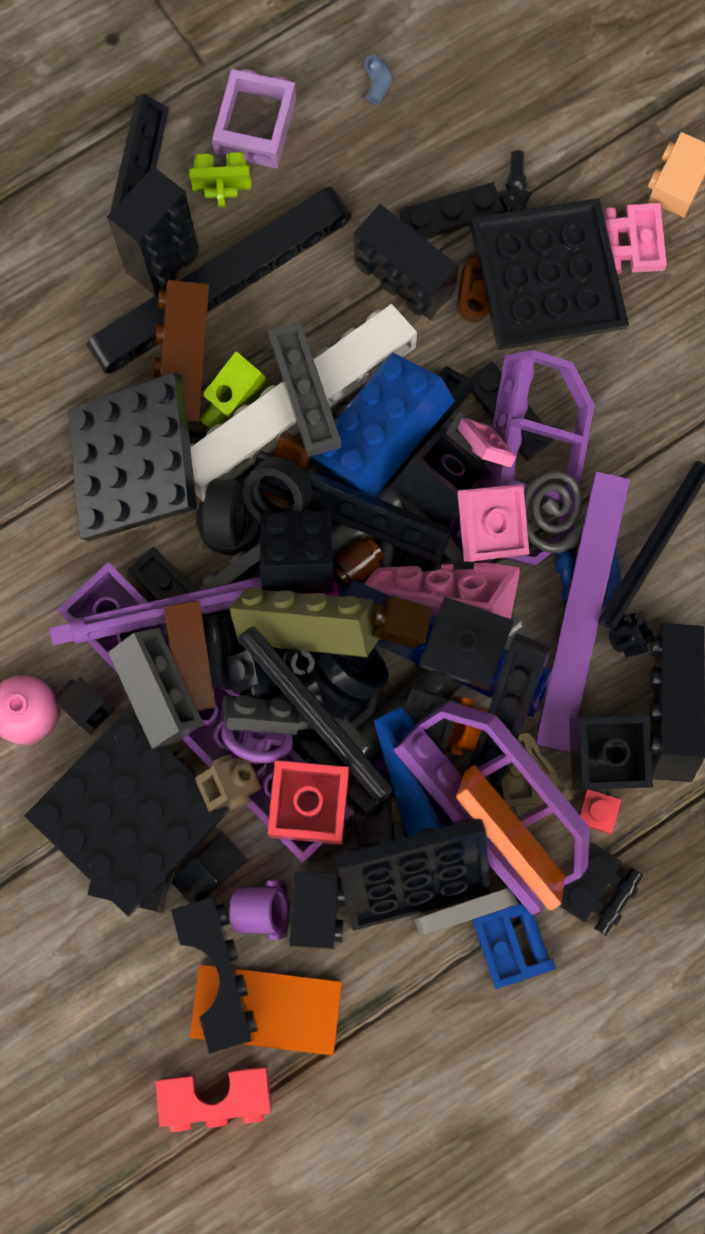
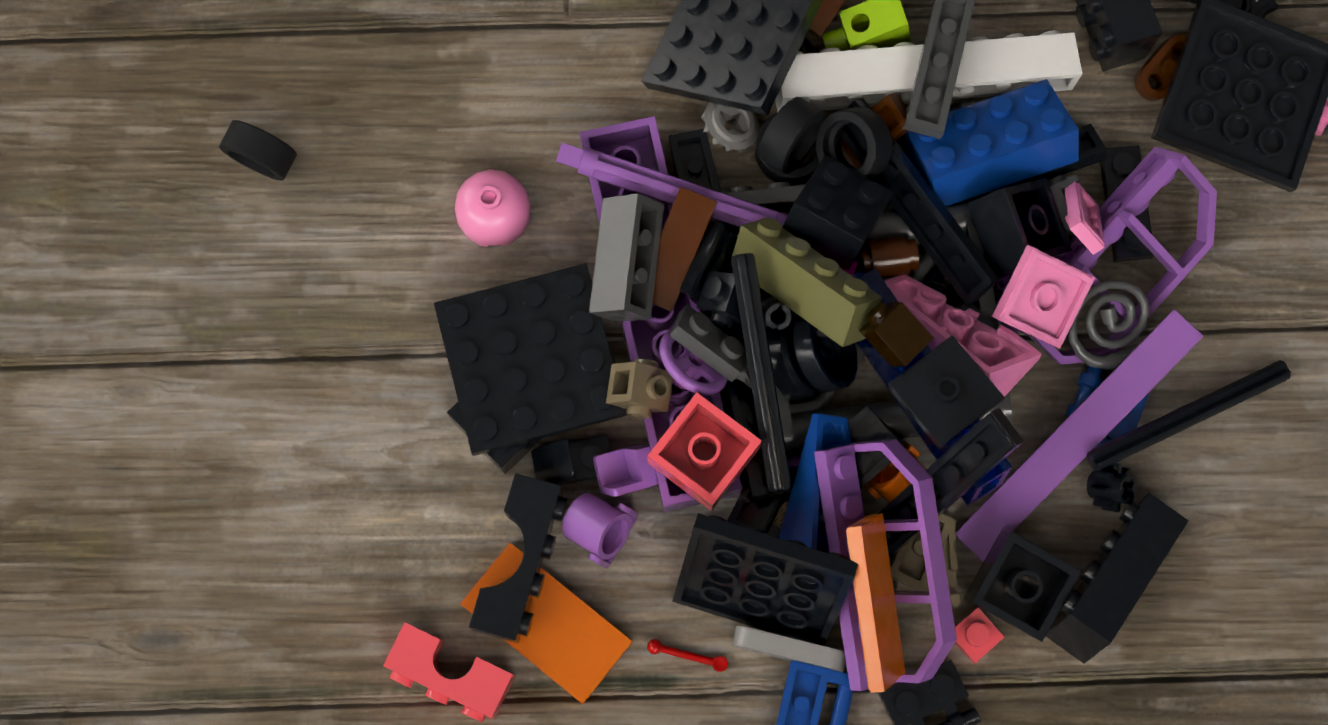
camera: 30 degrees right, 0 degrees up
(84, 704) = (551, 237): black slope -> none
(184, 532) = (743, 132): none -> light grey gear
(254, 853) = (624, 470): none -> medium lavender panel
(315, 910) = (648, 559): black brick -> none
(418, 956) = (718, 663): none -> red hinge

